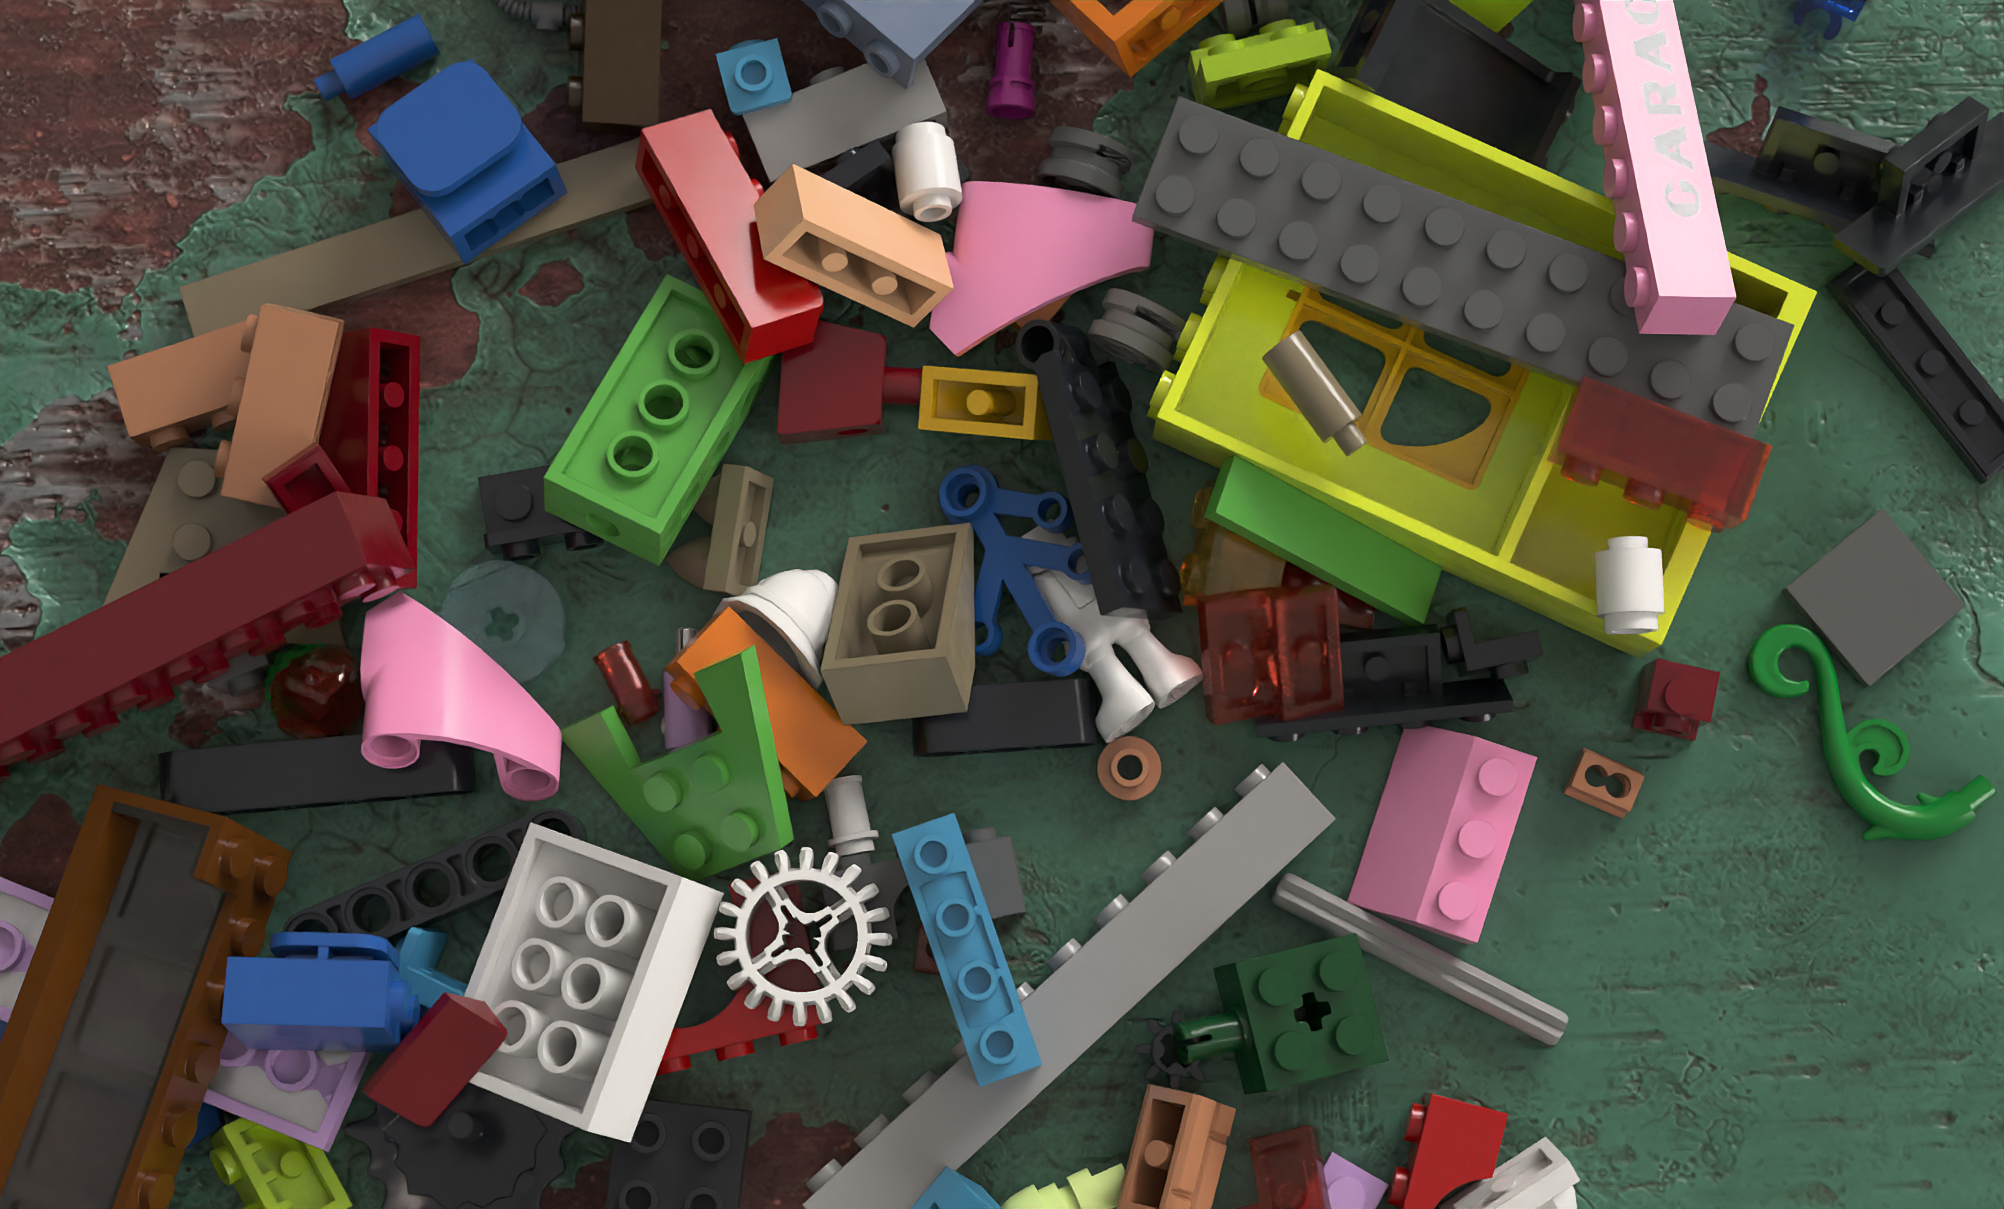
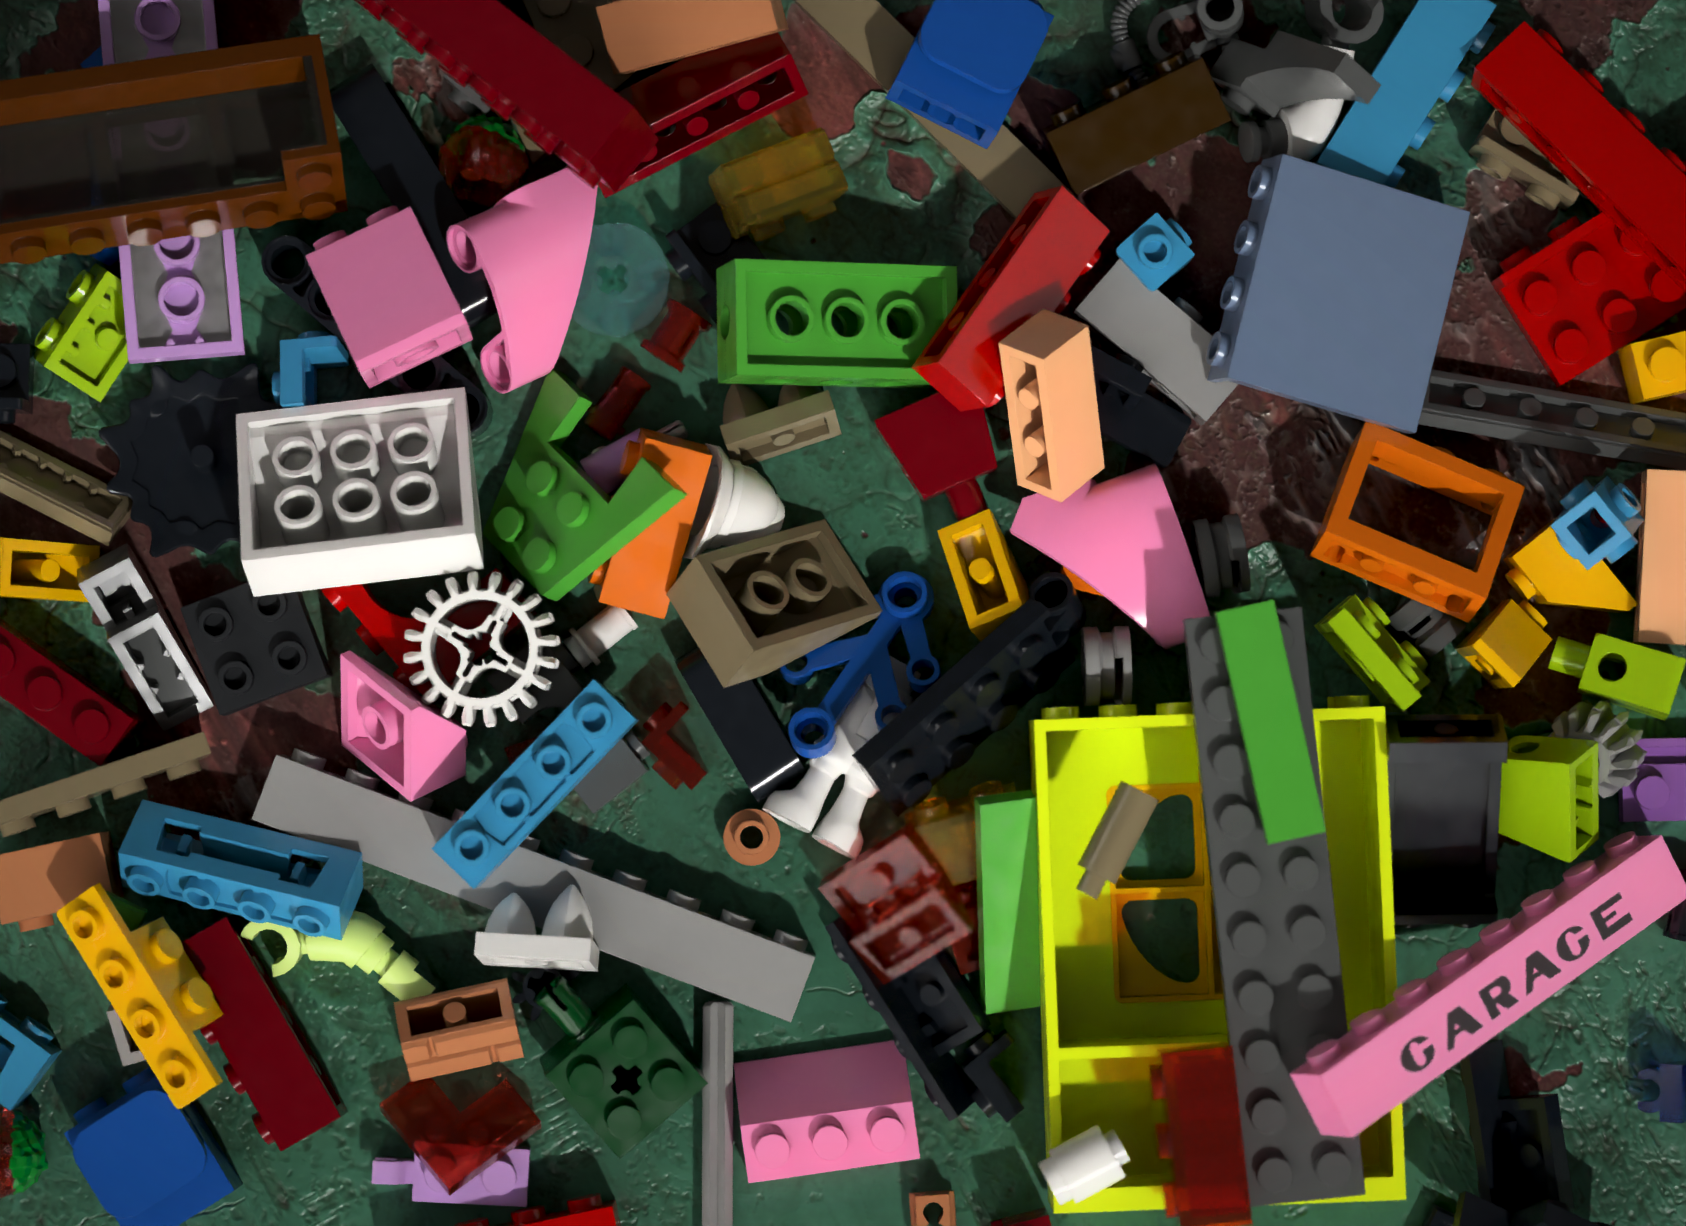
camera: 60 degrees right, 5 degrees up
(304, 479) = (637, 72): dark red tile -> none
(320, 995) = (243, 298): blue brick -> none
(398, 847) = (388, 295): none -> bright pink slope
(437, 1058) = (241, 413): dark red slope -> none
(494, 410) = (778, 185): none -> clear yellow brick
(590, 590) = (675, 335): none -> clear red bush
(841, 1068) = (397, 731): none -> bright pink slope
(926, 171) = (1148, 430): white brick -> none
(1012, 89) = (1257, 462): magenta pin -> none
(1015, 806) = (673, 762): none -> clear red bracket
(1143, 1006) = (564, 940): none -> white tile
(1278, 179) = (1270, 722): none -> bright green tile

